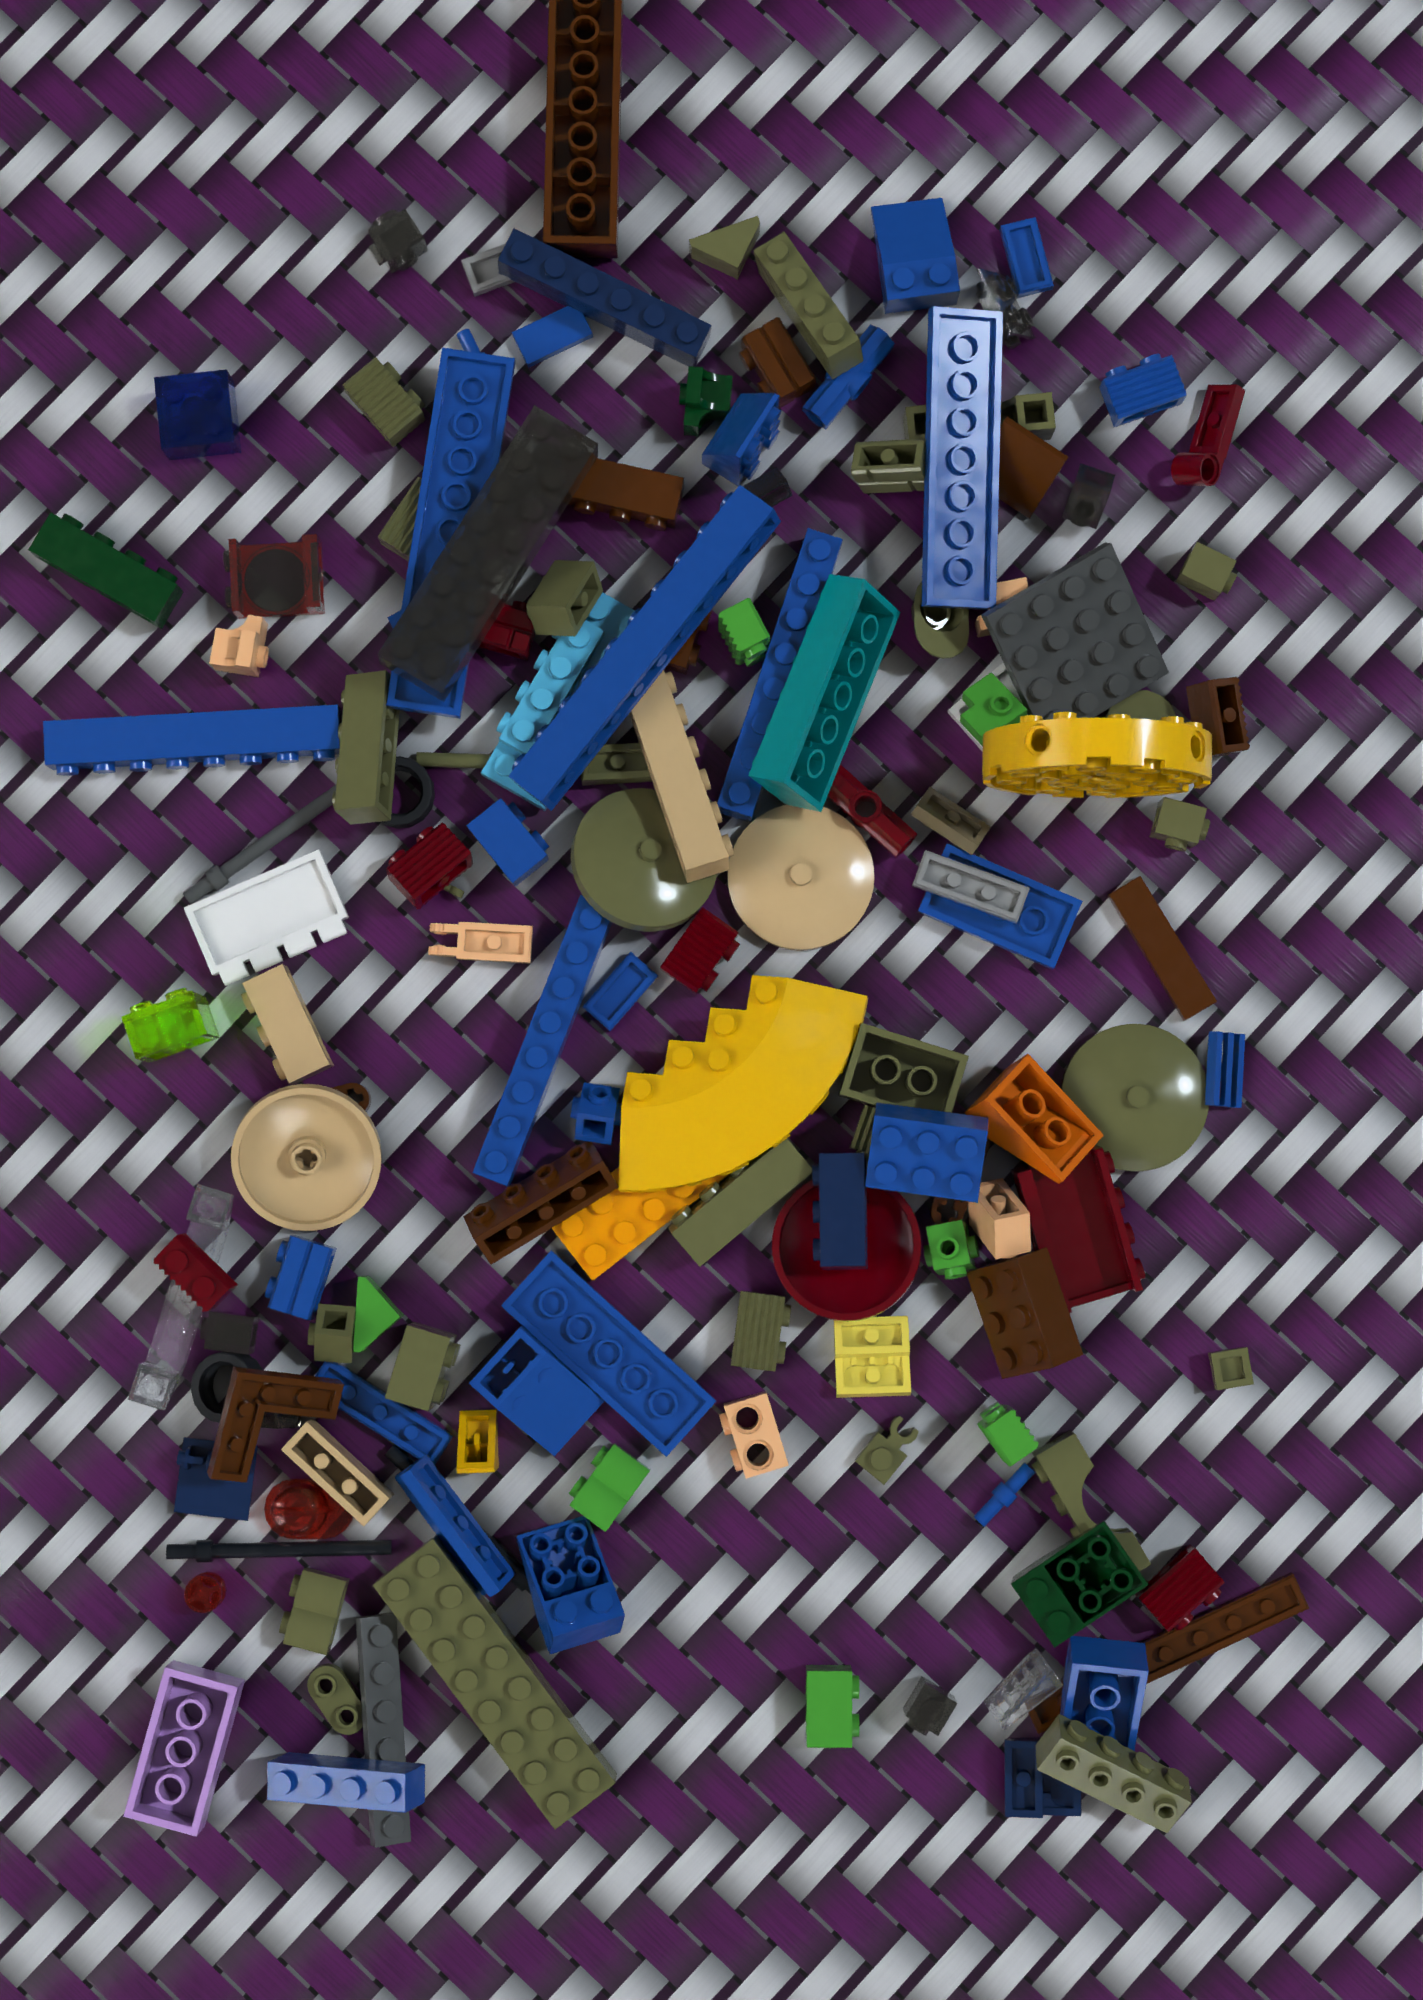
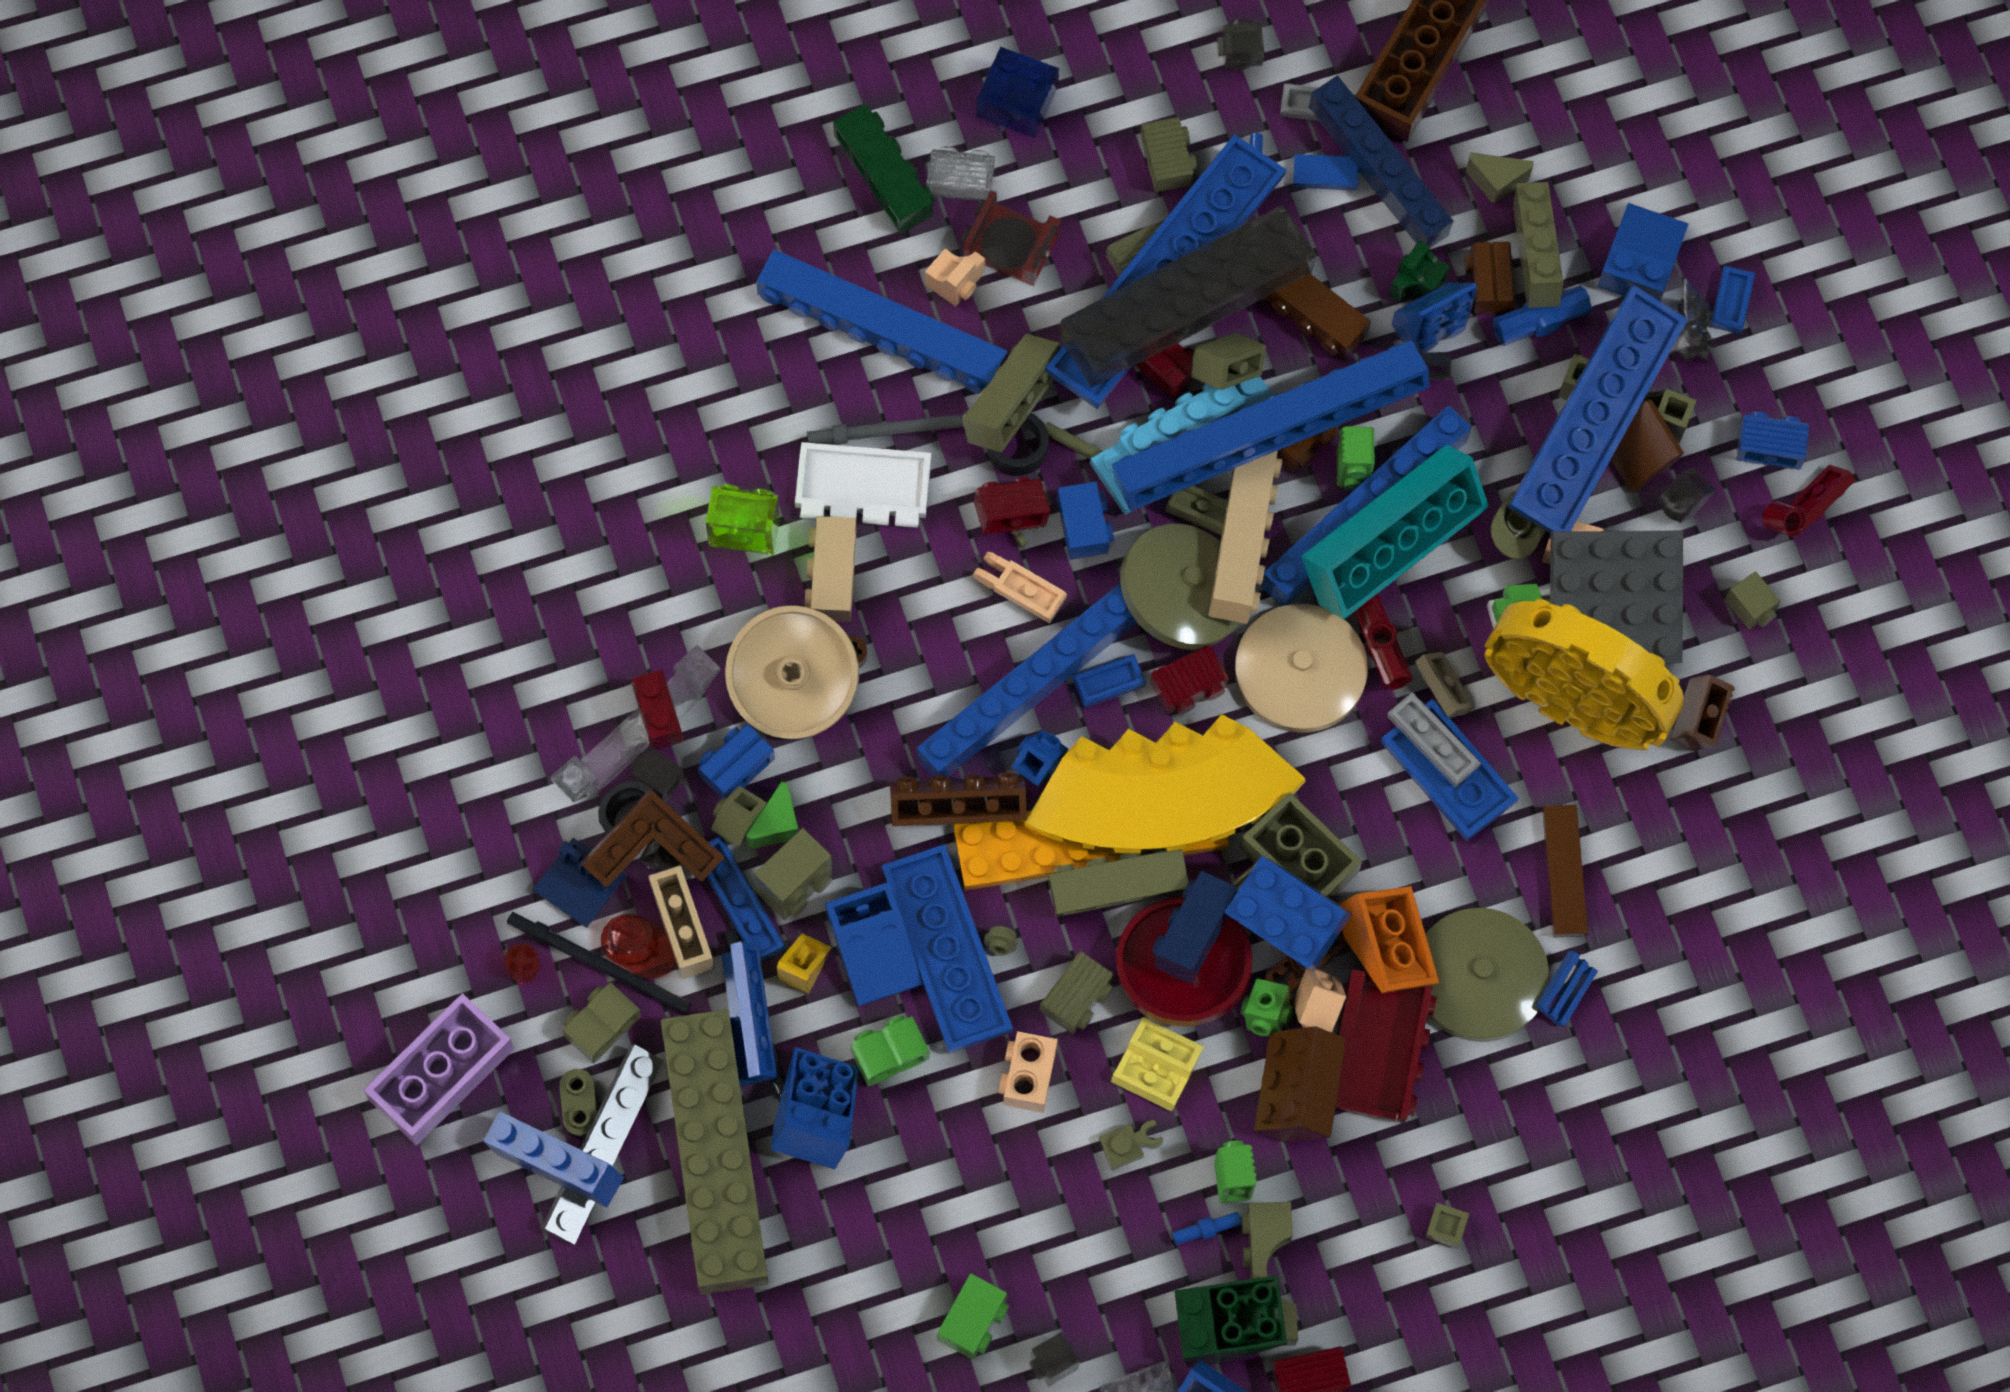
camera: 25 degrees right, 15 degrees down
(187, 534) = (961, 173): none -> clear brick
(657, 1317) = (1000, 940): none -> olive plate
(889, 465) = (1537, 392): olive brick -> none
(1179, 824) = (1629, 780): olive brick -> none

